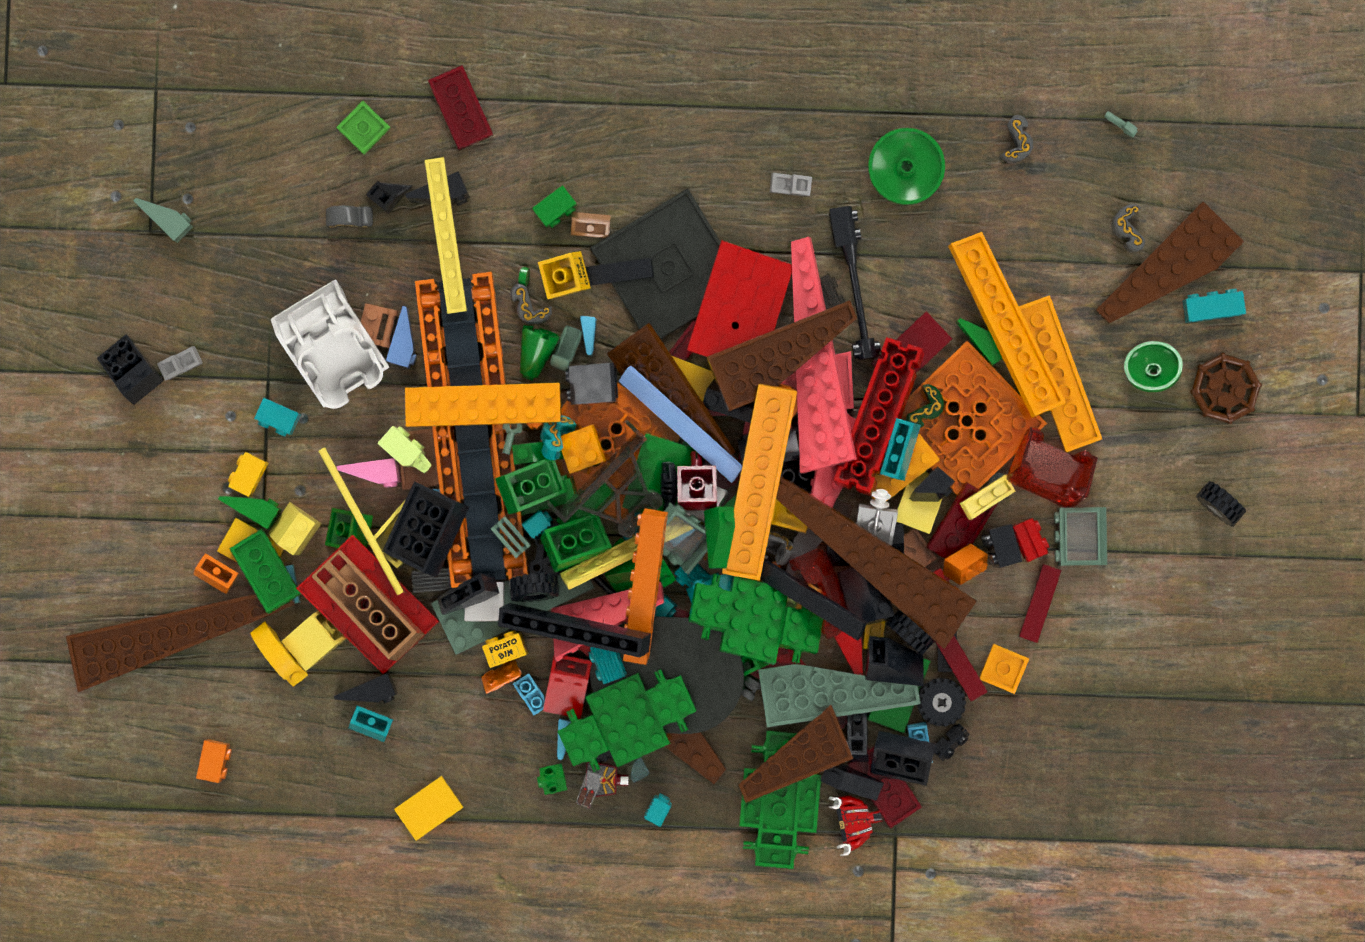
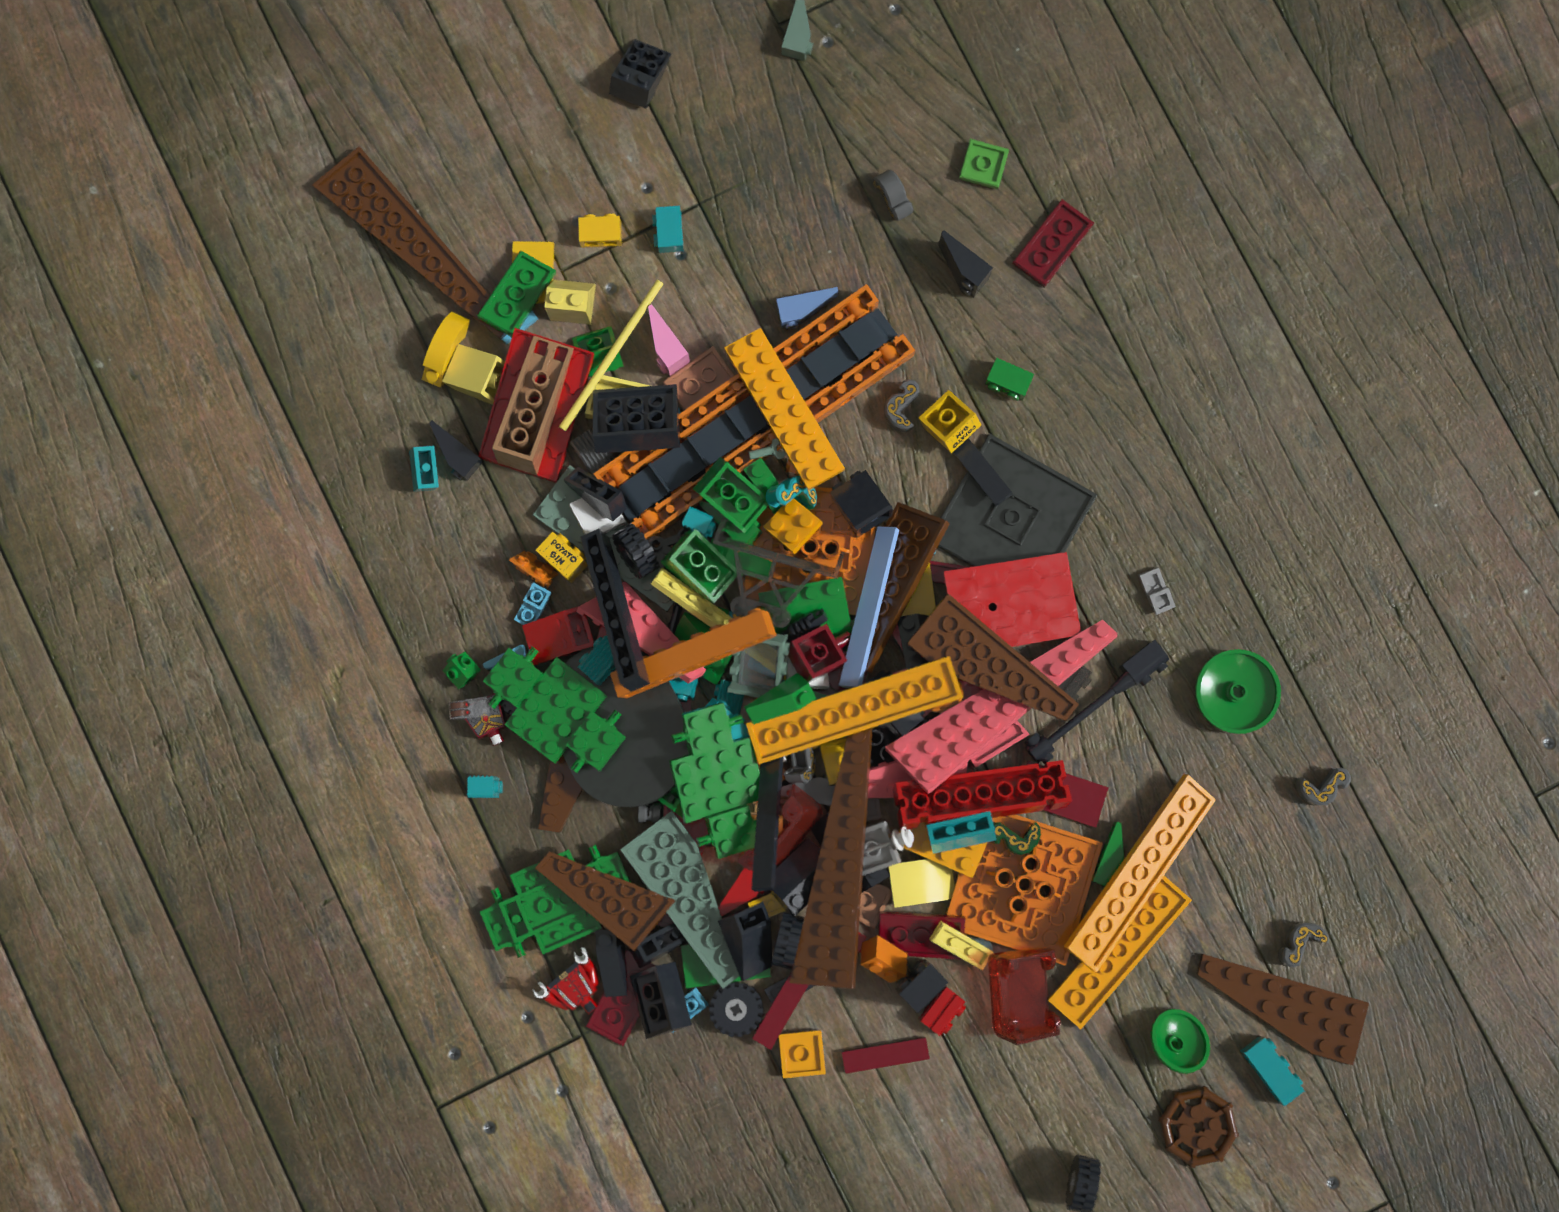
camera: 65 degrees right, 5 degrees down
(179, 363) = (670, 115): light grey slope -> none
(213, 761) = (312, 343): orange brick -> none
(215, 573) = (490, 250): orange brick -> none
(258, 510) = (571, 259): green slope -> none
(329, 345) = (761, 239): white piece -> none
(372, 320) = (802, 270): nougat plate -> none
(387, 194) = (932, 219): black slope -> none
(404, 450) = (701, 359): yellowish green hinge -> none
(428, 808) = (372, 567): yellow tile -> none
(445, 235) = (925, 288): light yellow tile -> none
(515, 531) = (677, 485): sand green tile -> none
(524, 276) = (928, 386): green tile -> none
(535, 350) = (863, 433): green cone -> none
(566, 348) = (881, 462): sand green animal -> none
(588, 327) = (909, 474): medium azure slope -> none
(590, 225) = (1010, 422): medium nougat slope -> none
(639, 770) = (513, 749): clear light blue tile -> none
(933, 487) = (942, 886): black slope -> none
(947, 748) = (708, 1044): black hinge -> none
(1081, 536) = (973, 1060): window -> none
(1127, 127) = (1398, 888): sand green bar -> none

